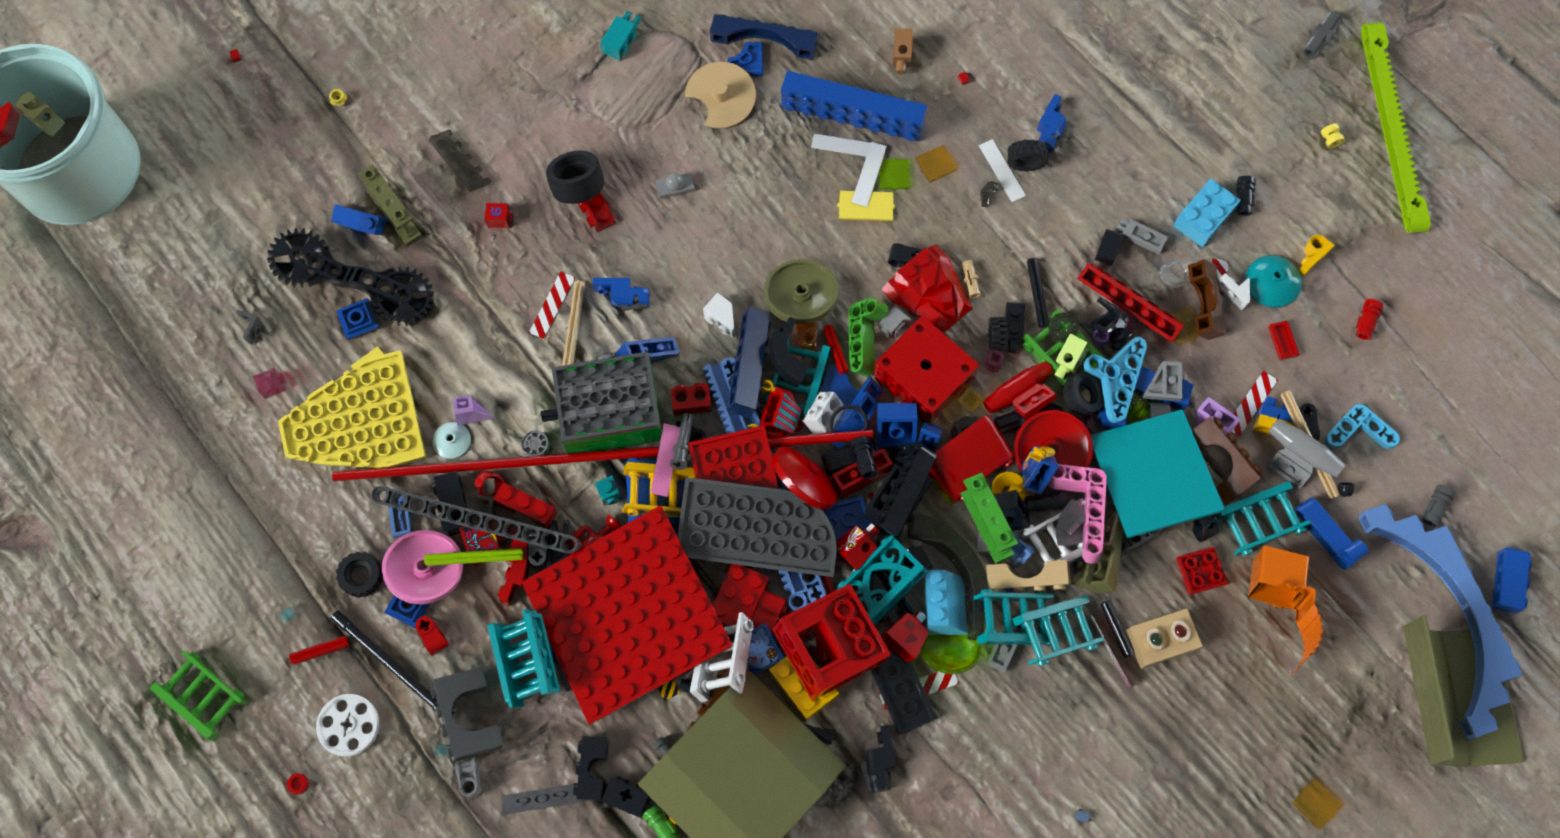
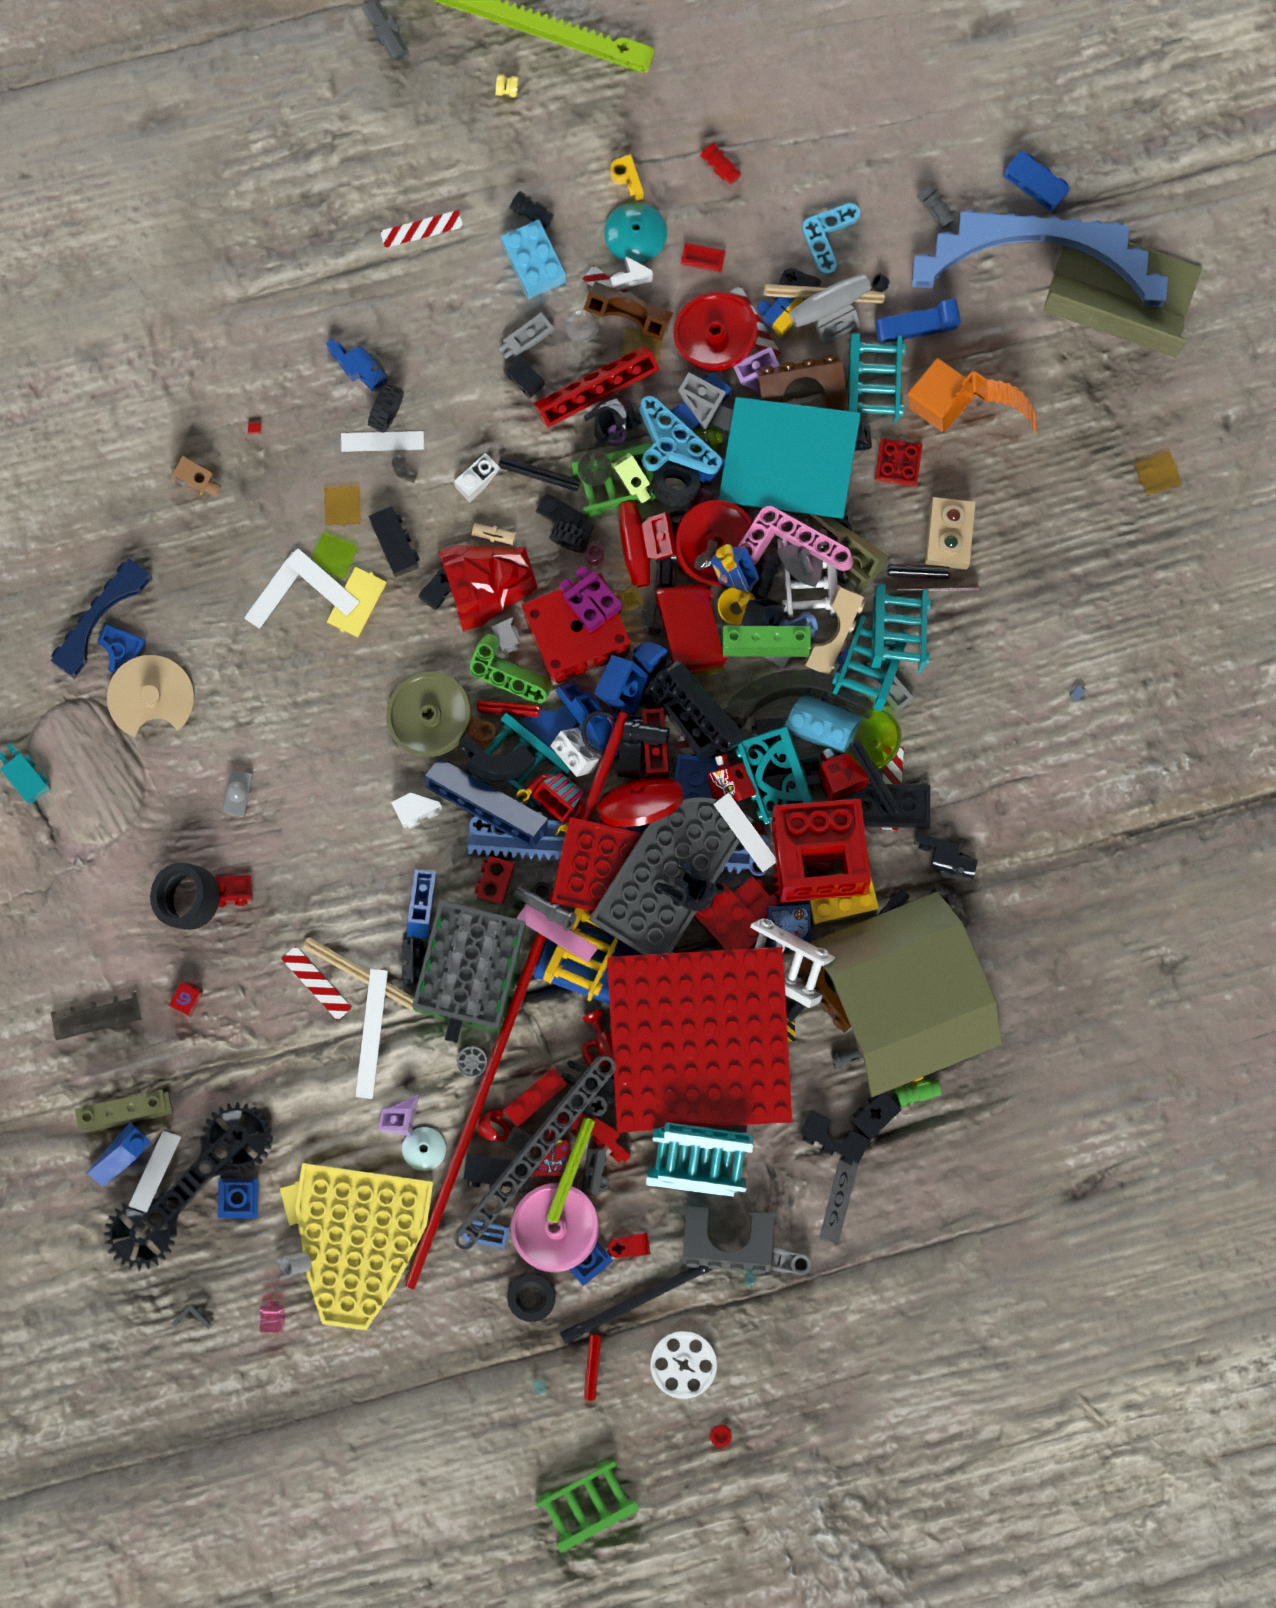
camera: 75 degrees left, 10 degrees up
(316, 378) = (293, 1265): none -> light grey piece
(353, 249) = (154, 1171): none -> white sticker
(475, 583) = (592, 1180): none -> dark grey hinge
(527, 360) = (371, 1033): none -> white sticker
(608, 490) = (555, 1007): teal bracket -> none
(622, 292) = (343, 902): blue plate -> none
(748, 552) = (693, 891): none -> black piece
(819, 573) = (745, 832): none -> white sticker
(853, 106) = (239, 562): blue brick -> none
(918, 664) = (874, 777): none -> black axle
(926, 209) = (394, 541): none -> black brick
(952, 355) = (585, 594): none -> magenta hips
(1008, 245) = (476, 477): none -> white slope
(1030, 441) = (704, 559): none -> clear smoke arm
(1184, 127) = (421, 229): none -> sticker
(1228, 373) = (715, 331): none -> red dish

